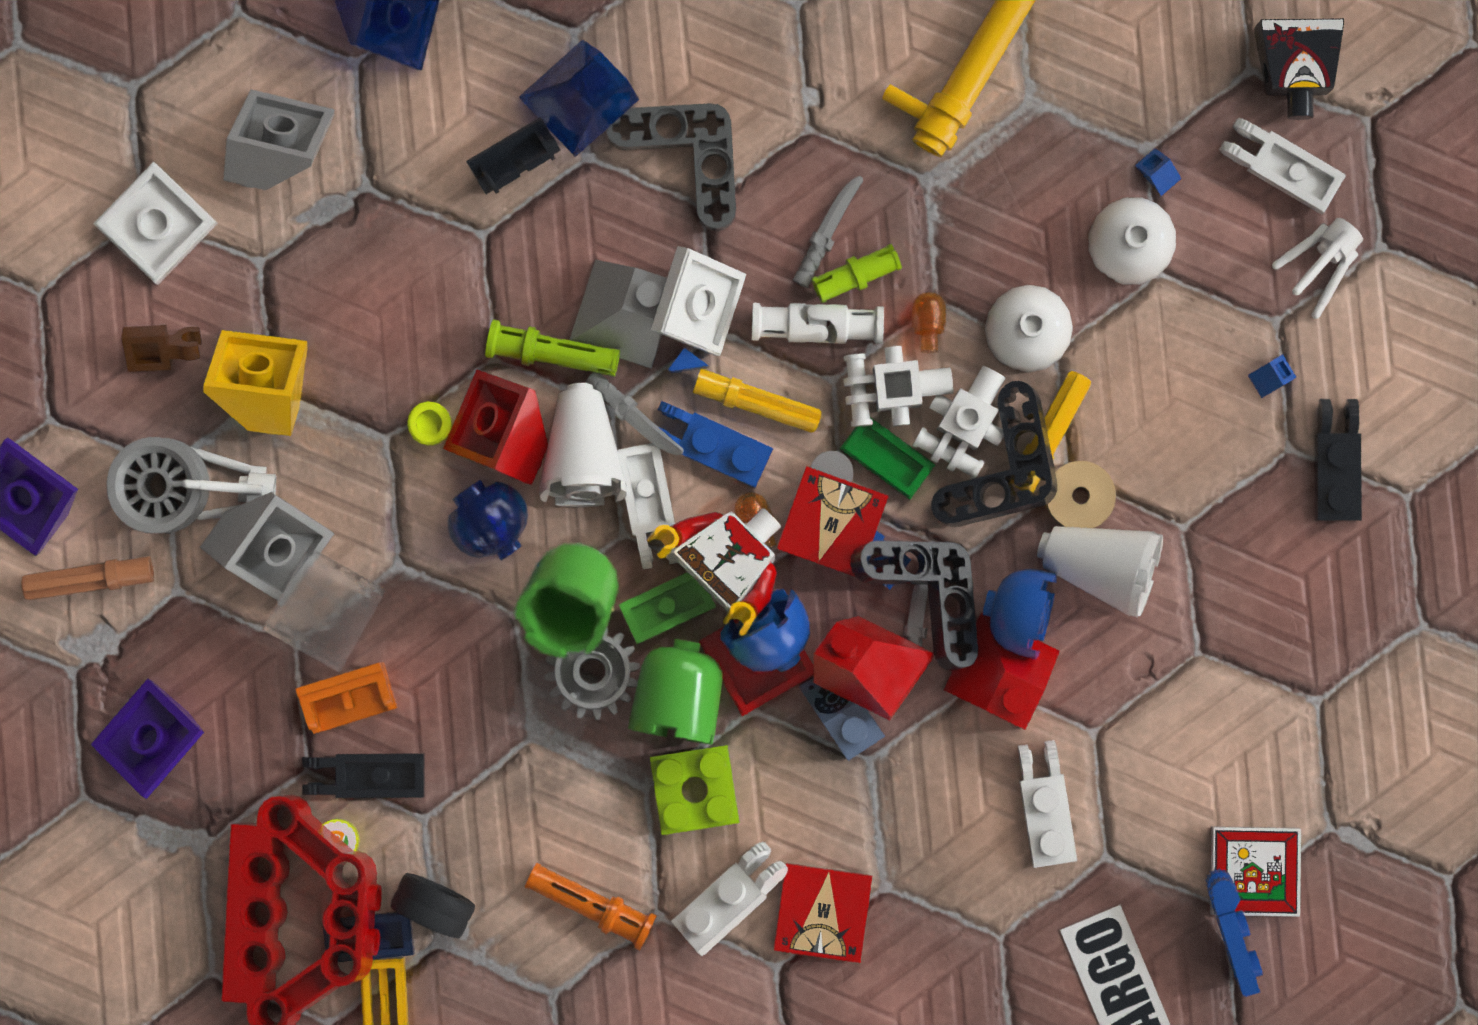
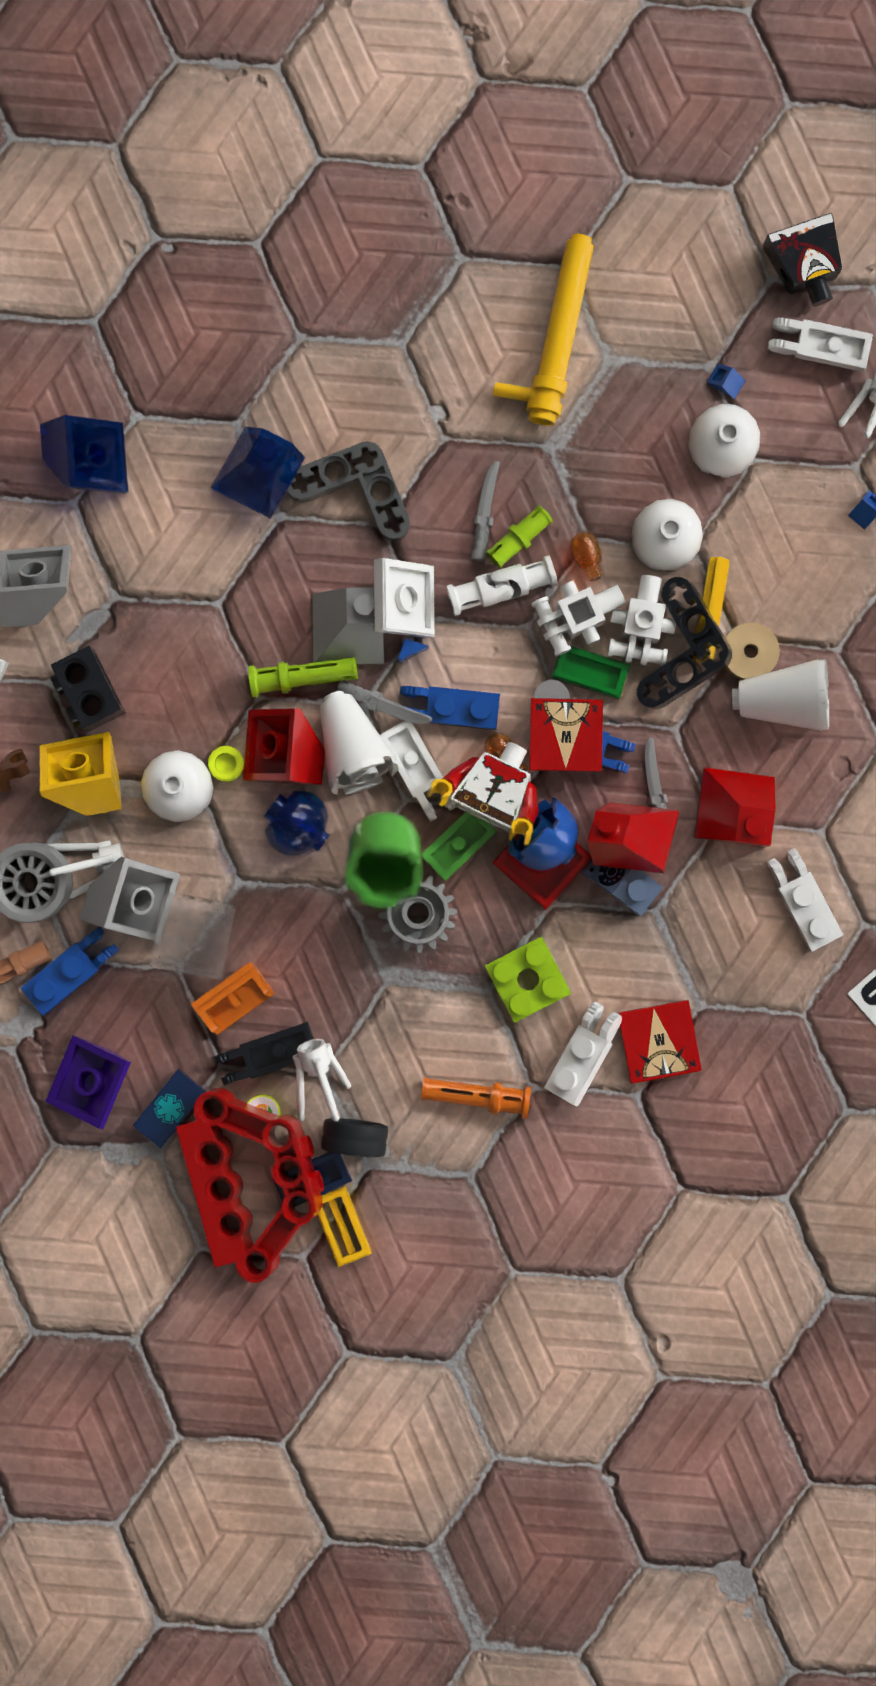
camera: 15 degrees left, 0 degrees up
(164, 604) = (66, 973): none -> blue hinge
(231, 800) = (169, 1108): none -> dark blue tile
(308, 282) = (95, 685): none -> black brick
(364, 430) = (177, 786): none -> white cylinder
(416, 798) = (314, 1058): none -> white plant
(513, 155) = (221, 534): black hinge -> none
(678, 692) = (490, 907): bright green cylinder -> none
(755, 400) = (474, 661): yellow axle -> none
(934, 574) = (659, 750): black beam -> none
(1020, 610) = (734, 754): blue cylinder -> none

